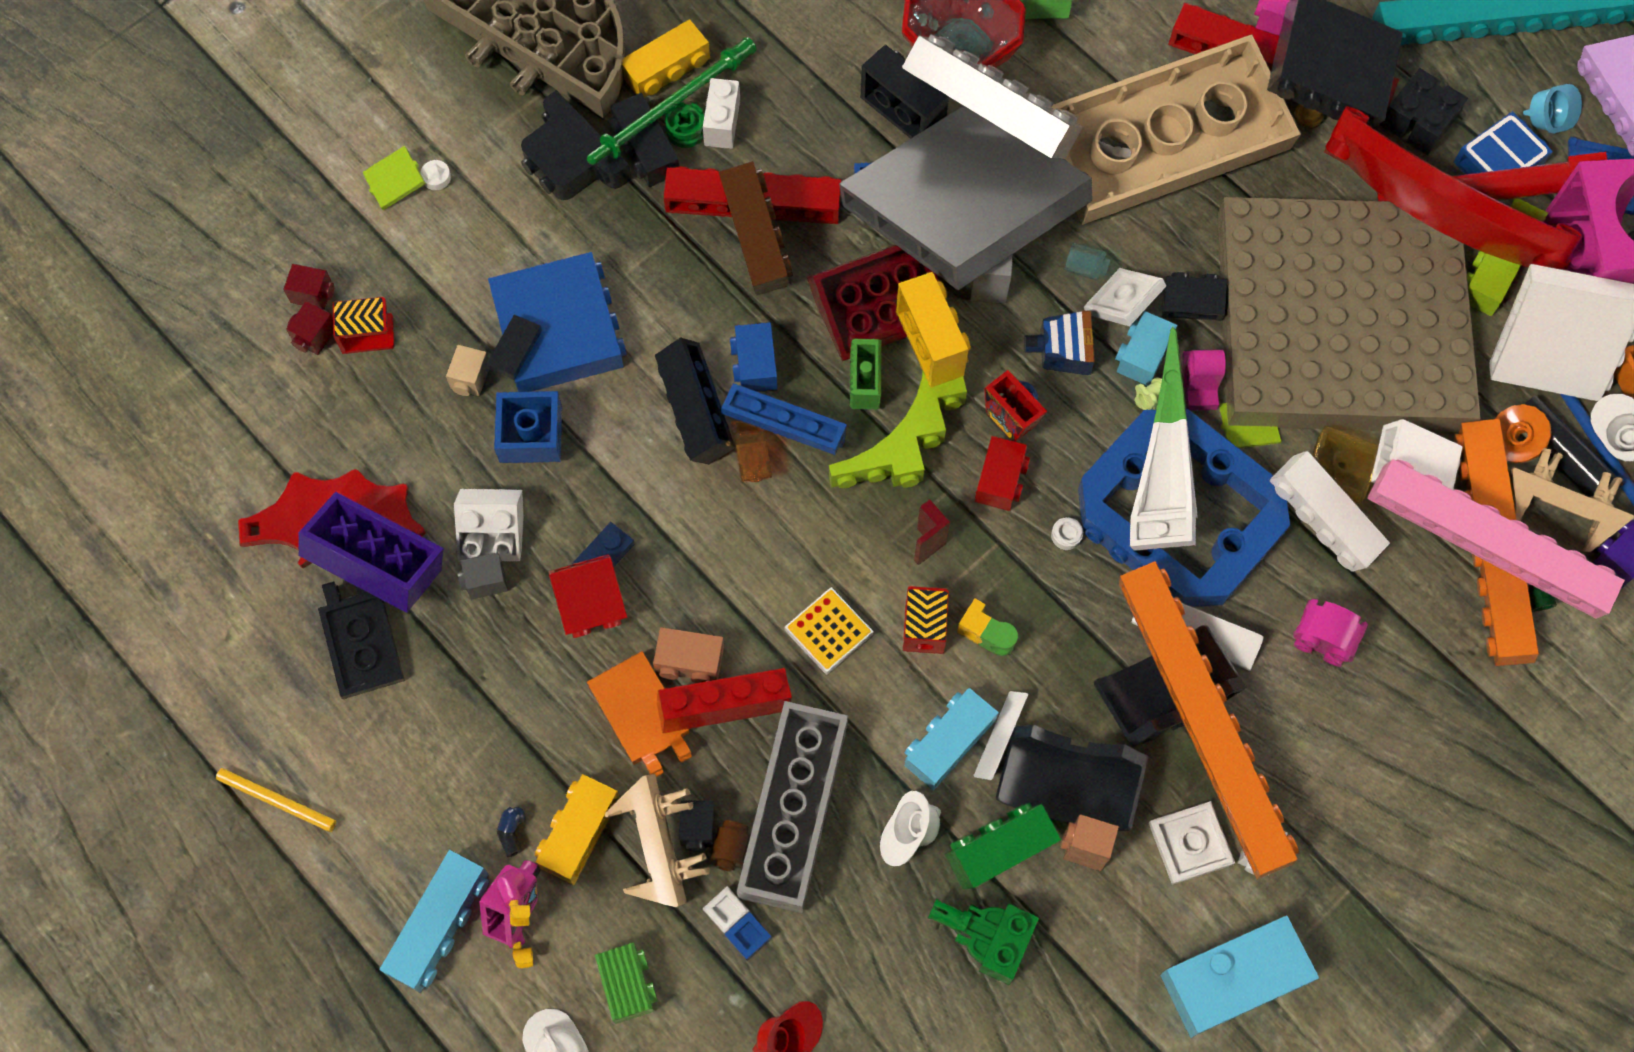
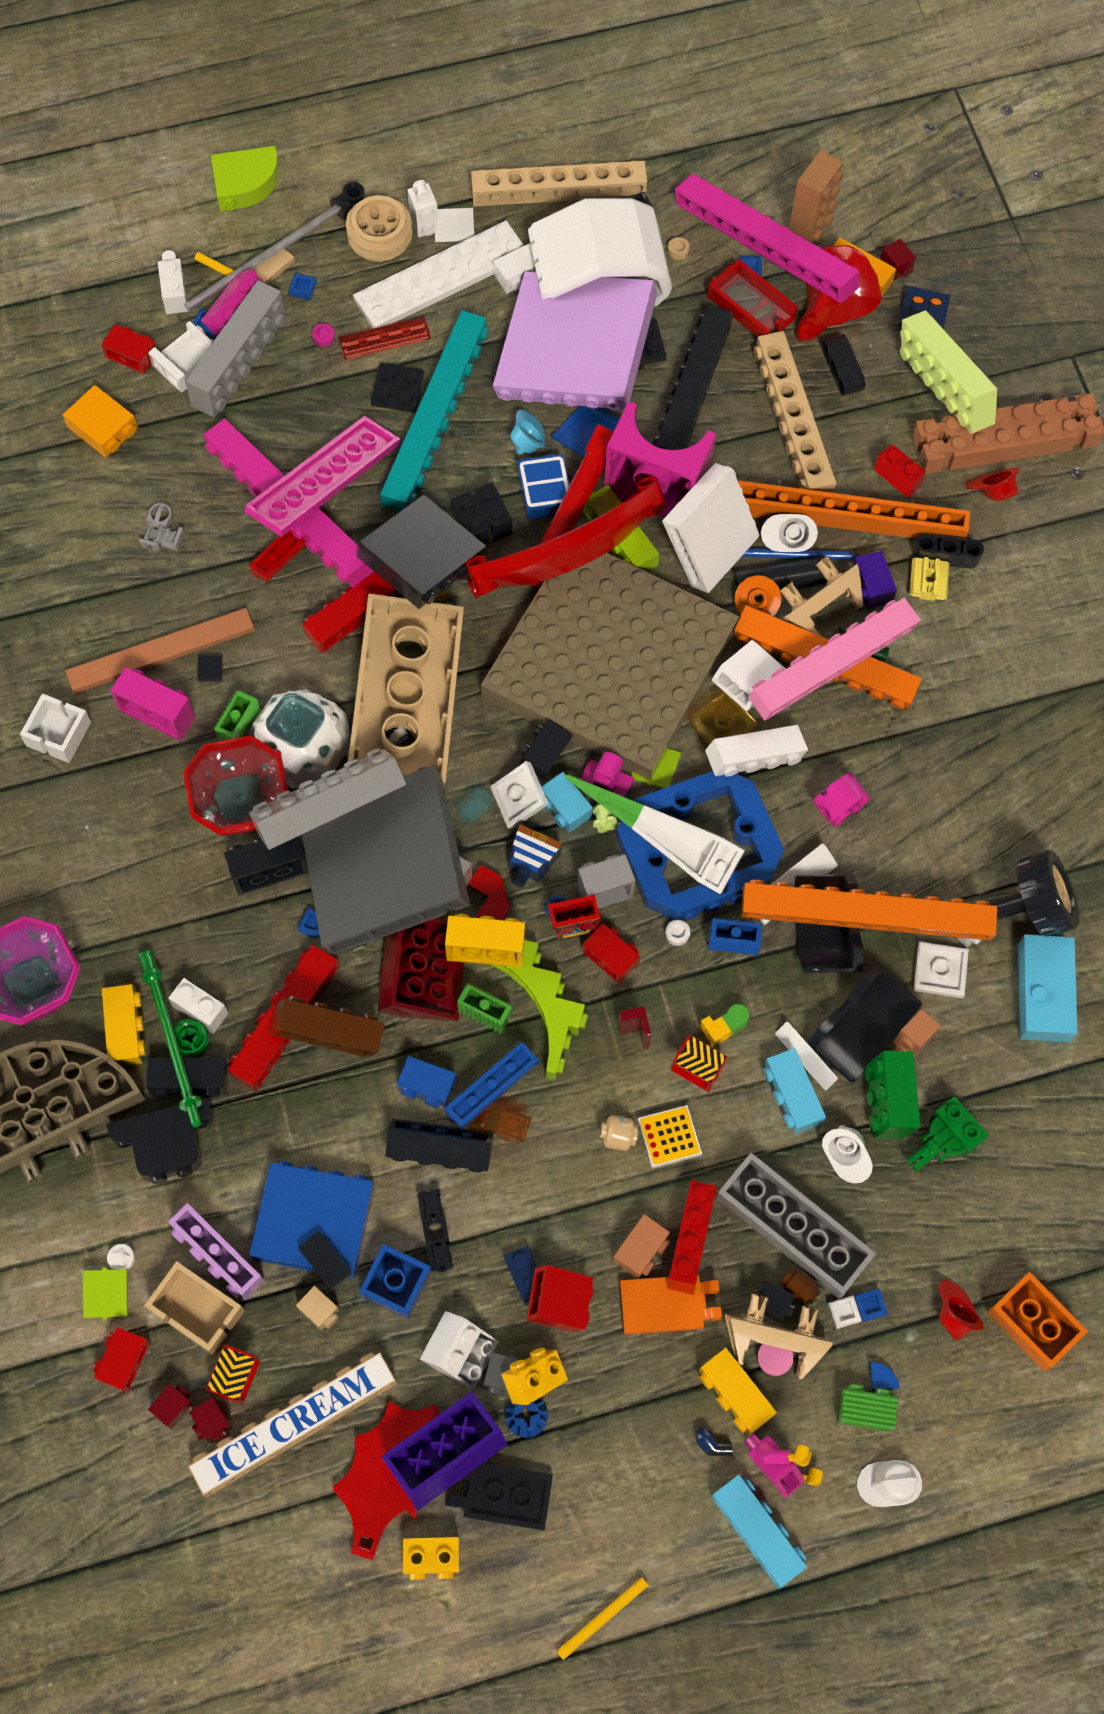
camera: 65 degrees left, 0 degrees up
(264, 597) = (431, 1556): none -> yellow brick
(334, 222) = (121, 1359): none -> red brick
(343, 405) = (292, 1424): none -> brick
(418, 258) = (194, 1308): none -> tan piece
(449, 637) = (518, 1426): none -> blue gear
(477, 249) = (211, 1247): none -> lavender brick
(491, 605) = (534, 1376): none -> yellow brick
(586, 454) = (431, 1214): none -> black piece
(630, 856) = (774, 1360): none -> bright pink piece
(671, 986) = (882, 1377): none -> blue tile
(803, 574) = (618, 1133): none -> tan head
(1008, 323) = (492, 887): none -> red tile
(1063, 55) = (314, 744): none -> white rock
(1075, 426) = (607, 880): none -> light grey piece
(1093, 590) = (735, 936): none -> blue brick
(1349, 914) = (1044, 894): none -> black wheel

